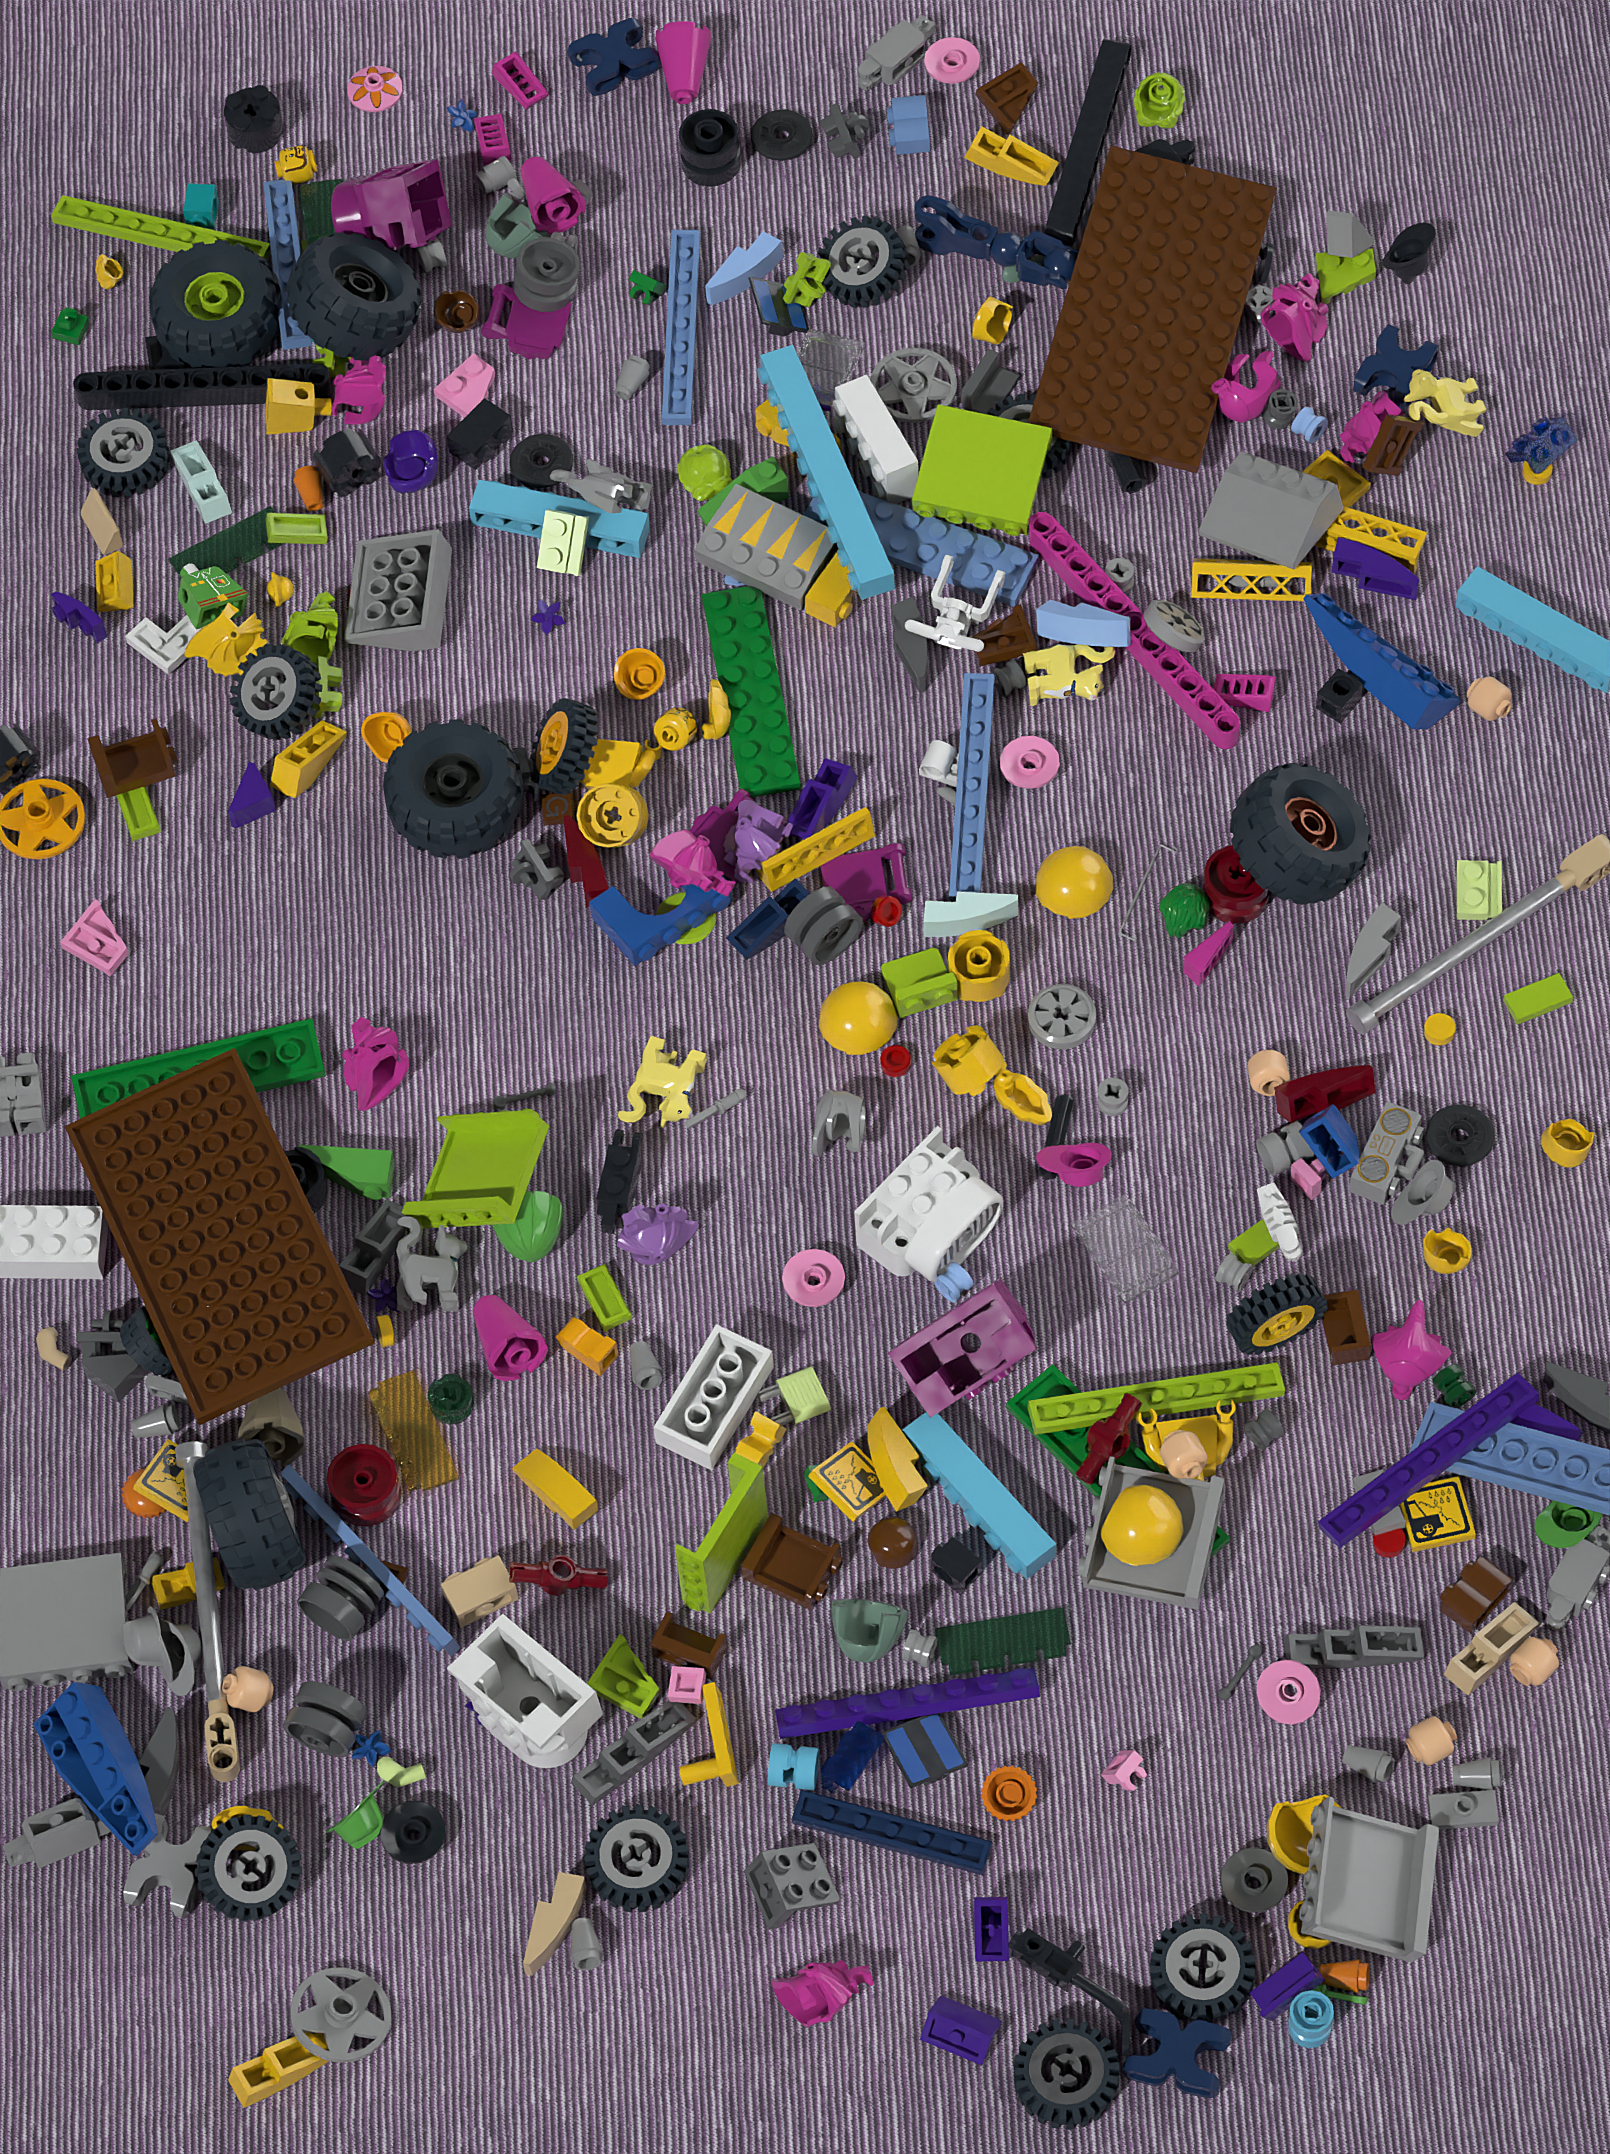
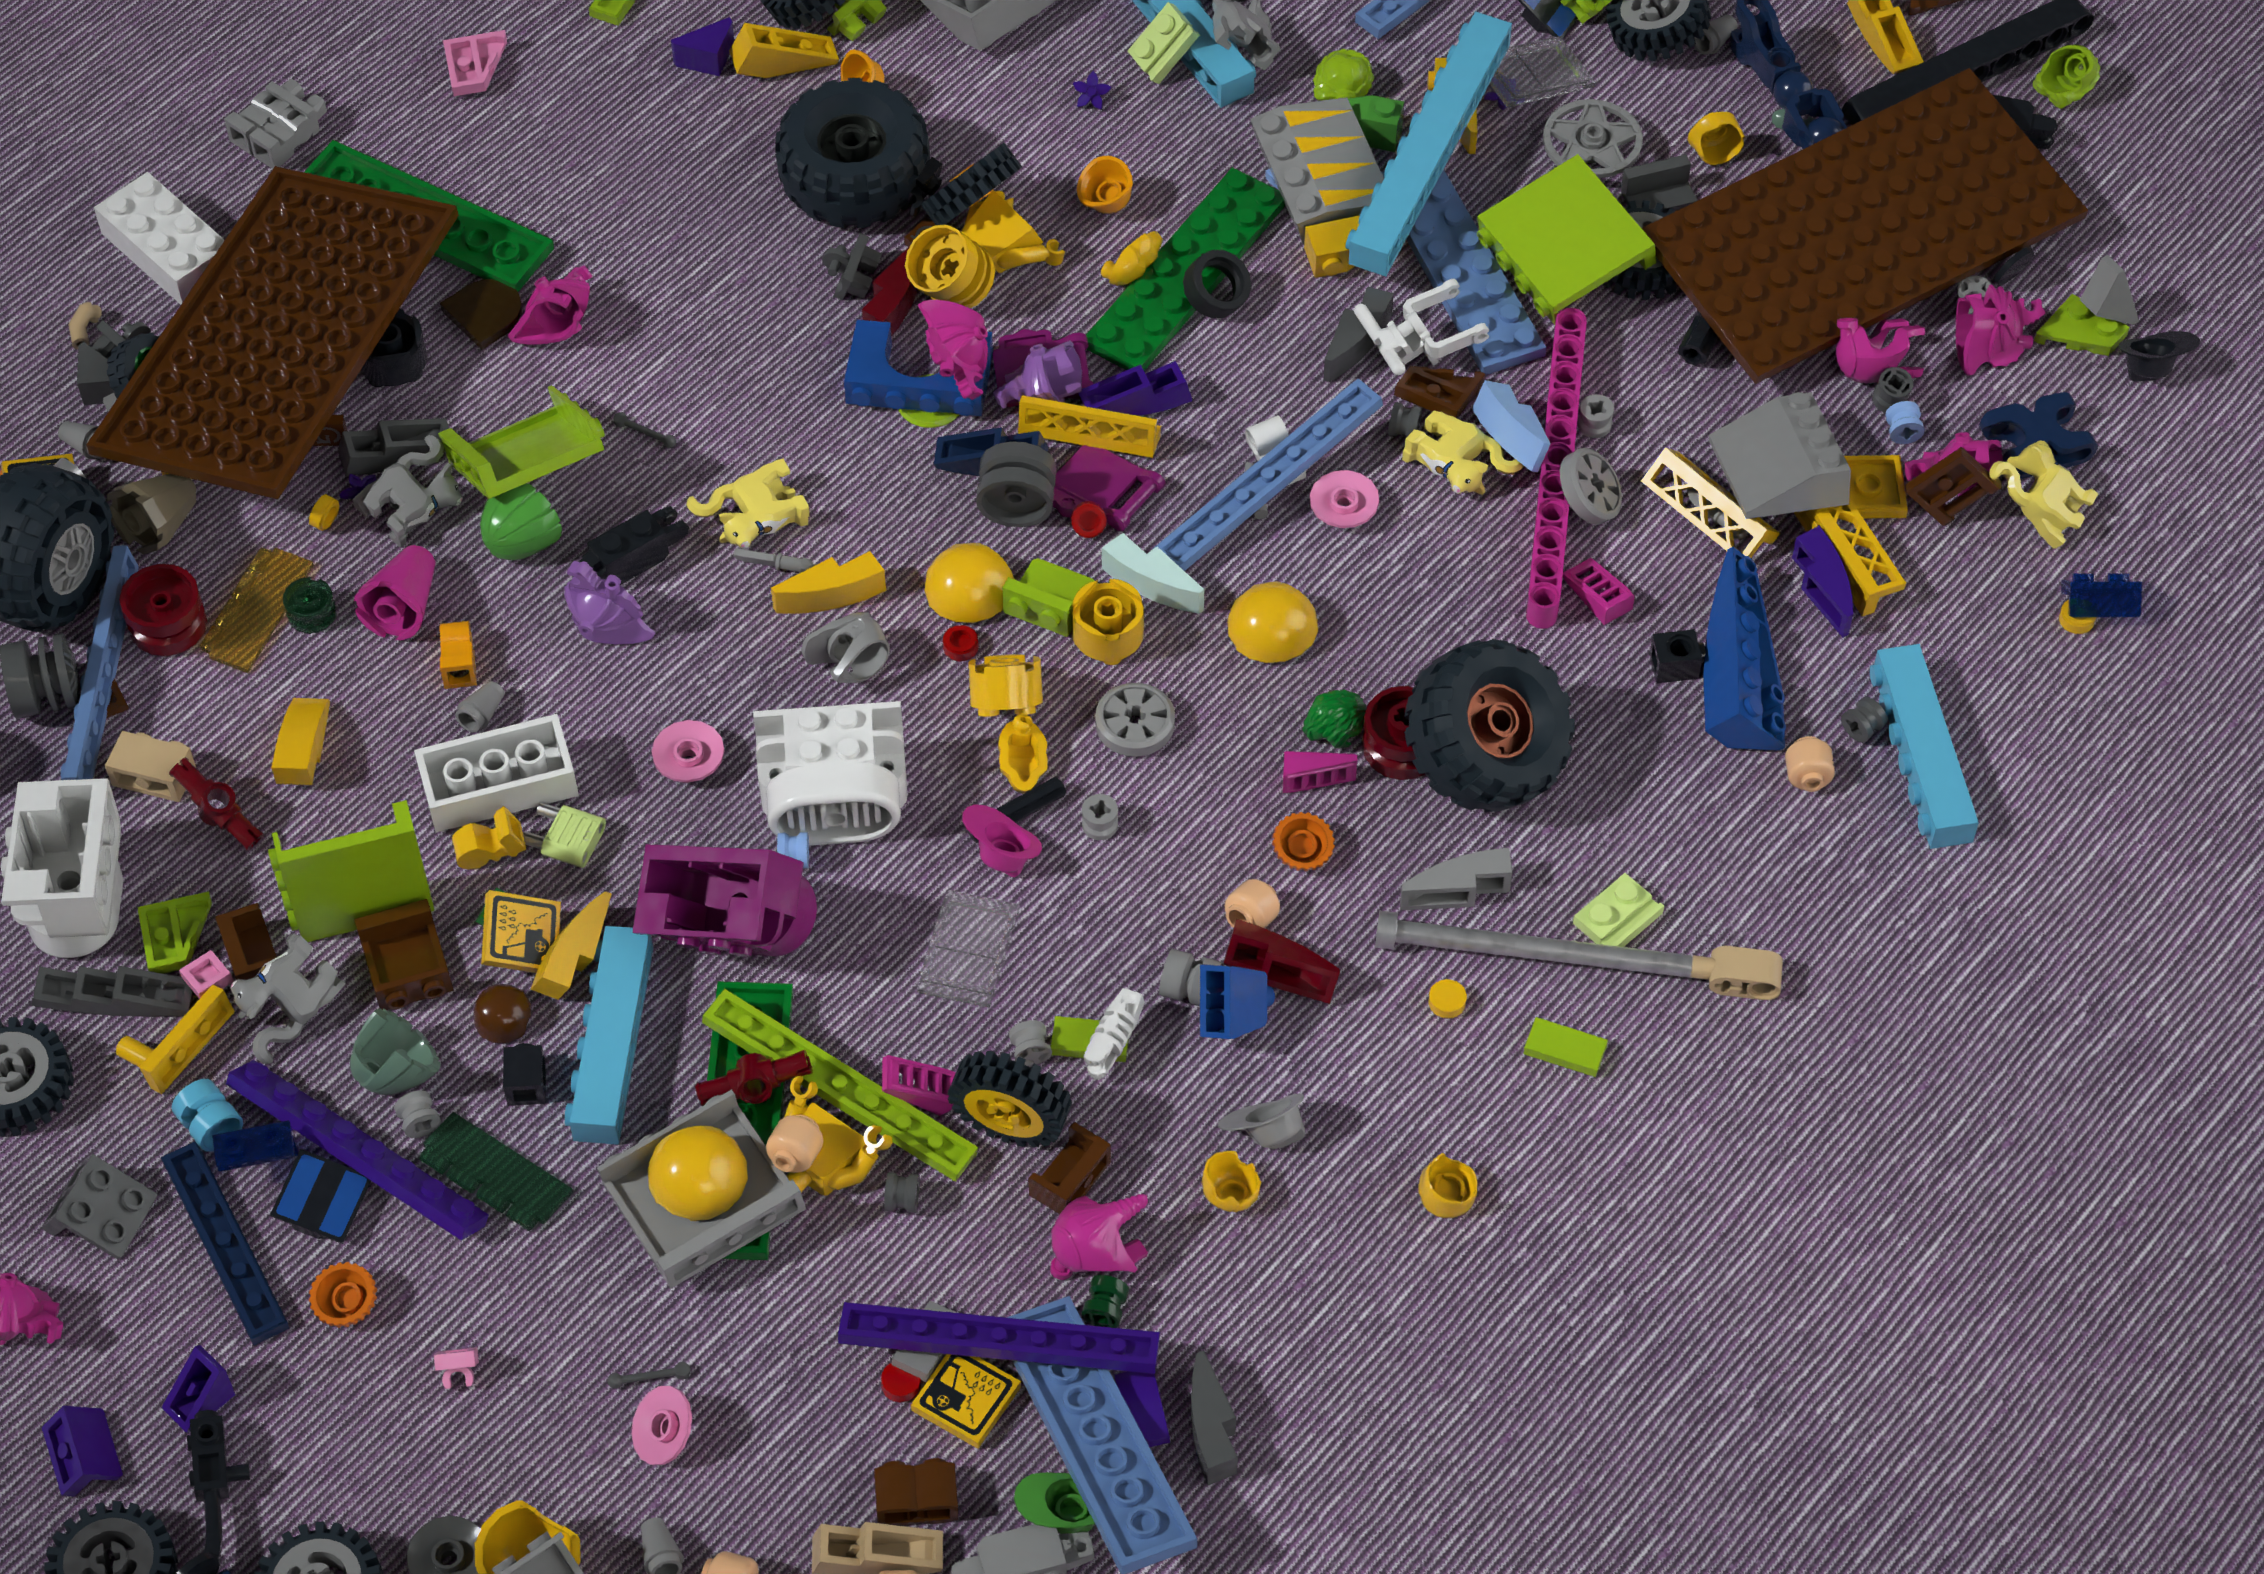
camera: 40 degrees right, 5 degrees down
(319, 1106) = (484, 310): none -> dark brown tile
(357, 1169) = (454, 382): bright green slope -> none
(604, 1297) = (517, 630): lime tile -> none
(675, 729) = (1085, 247): yellow head -> none
(752, 1645) = (290, 990): none -> light grey animal
(775, 1093) = (830, 586): none -> yellow slope
(780, 695) = (1232, 268): none -> black tyre
(875, 440) = (1507, 148): white brick -> none
(1139, 889) = (1325, 675): light grey piece -> none
(1205, 1353) = (937, 1078): none -> dark pink slope
(1253, 1005) = (1303, 841): none -> orange hat
(1308, 1177) = (1184, 1020): bright pink tile -> none
(1355, 1648) = (763, 1442): dark grey slope -> none
(1380, 1160) = (1276, 1059): light grey piece -> none
(1460, 1152) = (1356, 1121): black wheel -> none
(1490, 642) = (1864, 719): none -> dark grey wheel

